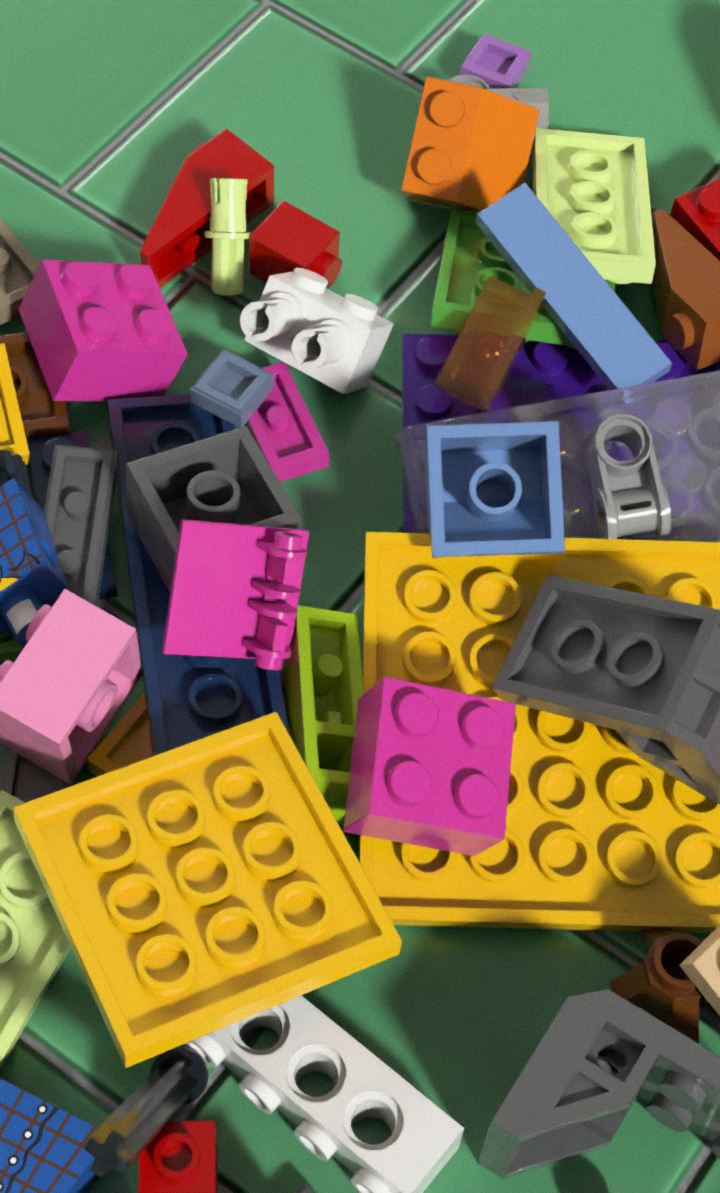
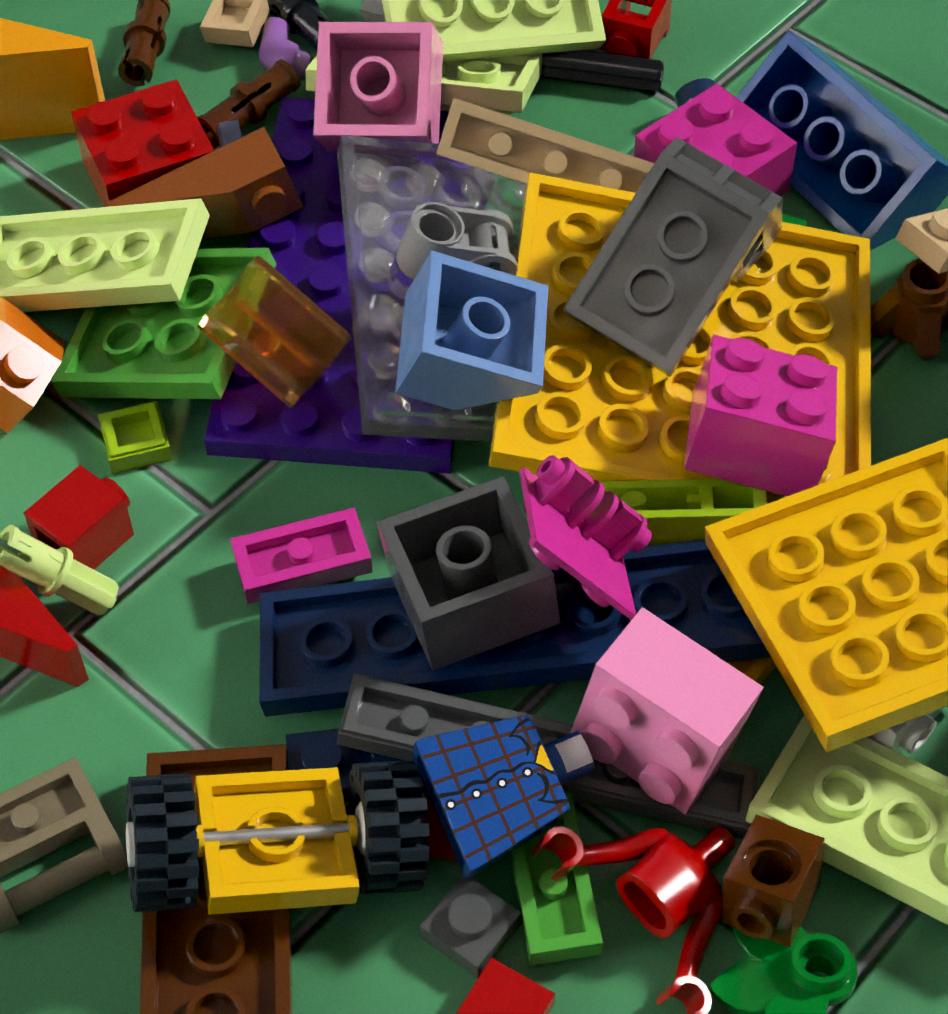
camera: 80 degrees left, 5 degrees down
(101, 331) = (175, 695): dark pink brick -> none
(232, 388) = (266, 580): sand blue tile -> none
(317, 329) = (205, 497): white brick -> none
(406, 286) = (135, 437): none -> lime tile
(576, 292) = (213, 262): medium blue tile -> none

